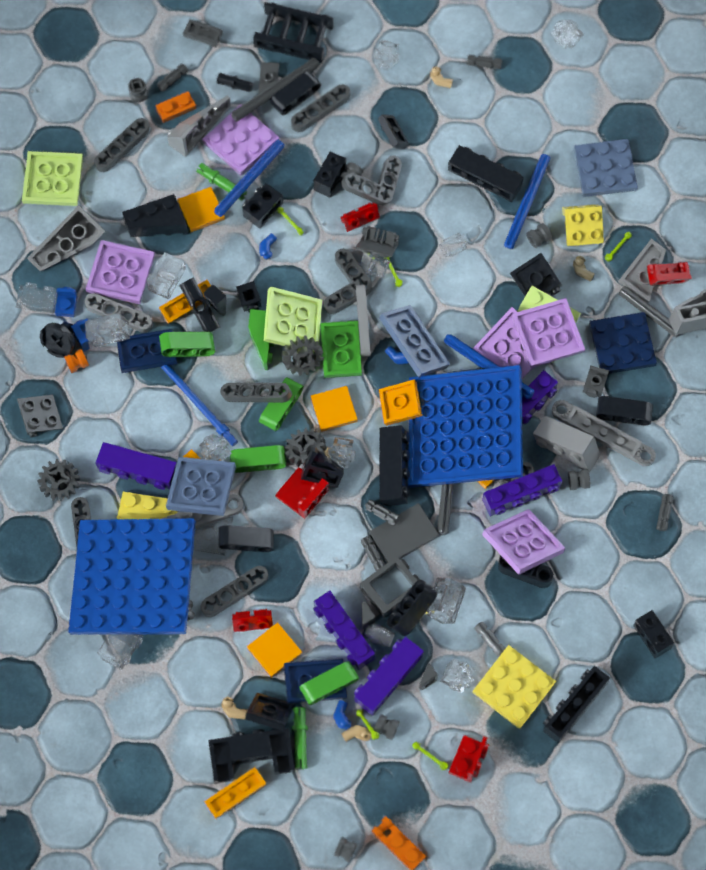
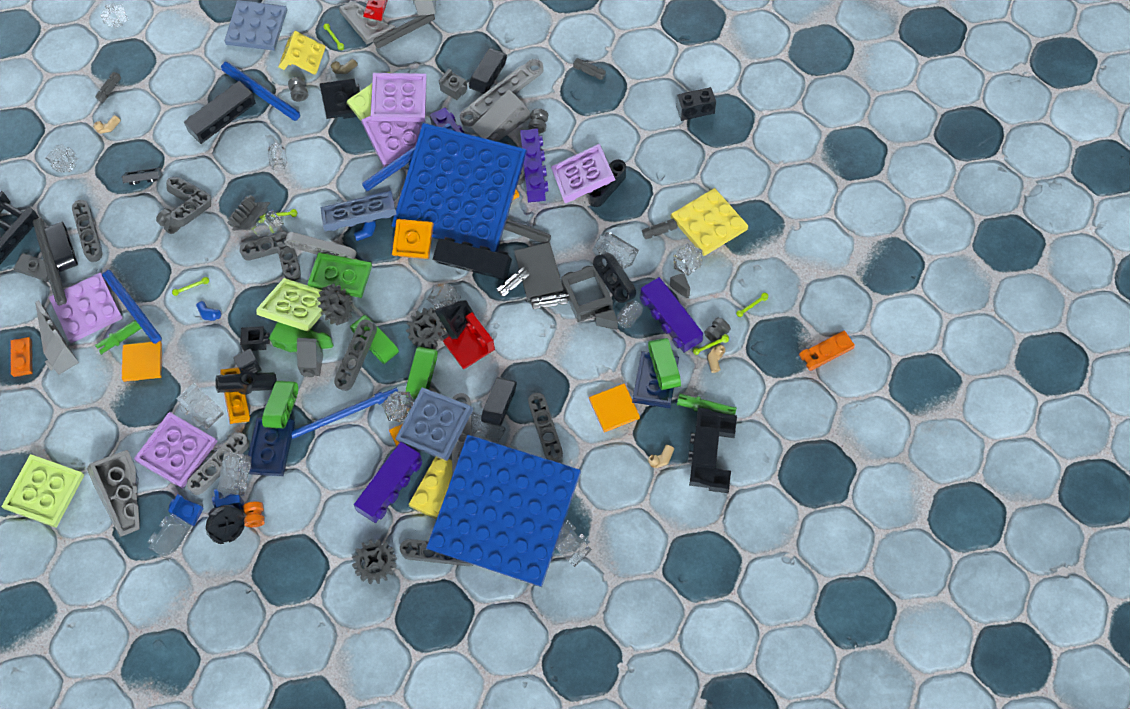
camera: 70 degrees left, 5 degrees down
(39, 414) = (296, 564): dark grey hinge -> none
(120, 143) = (39, 415): dark grey beam -> none
(155, 217) = (134, 400): black wedge -> none
(234, 82) = (22, 297): black axle -> none
(235, 793) = (743, 475): light orange plate -> none
(240, 352) = (309, 357): none -> dark grey slope
(244, 622) = (580, 410): red hinge -> none
(265, 207) = (165, 303): black brick -> none
(269, 711) = (675, 423): black plate -> none
(329, 174) = (160, 237): black brick -> none
(334, 408) = (395, 297): light orange tile -> none
(340, 717) = (696, 367): blue arm -> none
(344, 630) = (615, 341): dark purple brick -> none
(345, 849) = (822, 393): dark grey wheel -> none
(363, 216) = (213, 218): red hinge -> none
(467, 758) = (766, 269): red bracket -> none
(576, 704) = (741, 175): black brick -> none
(623, 343) = (425, 55): dark blue plate -> none

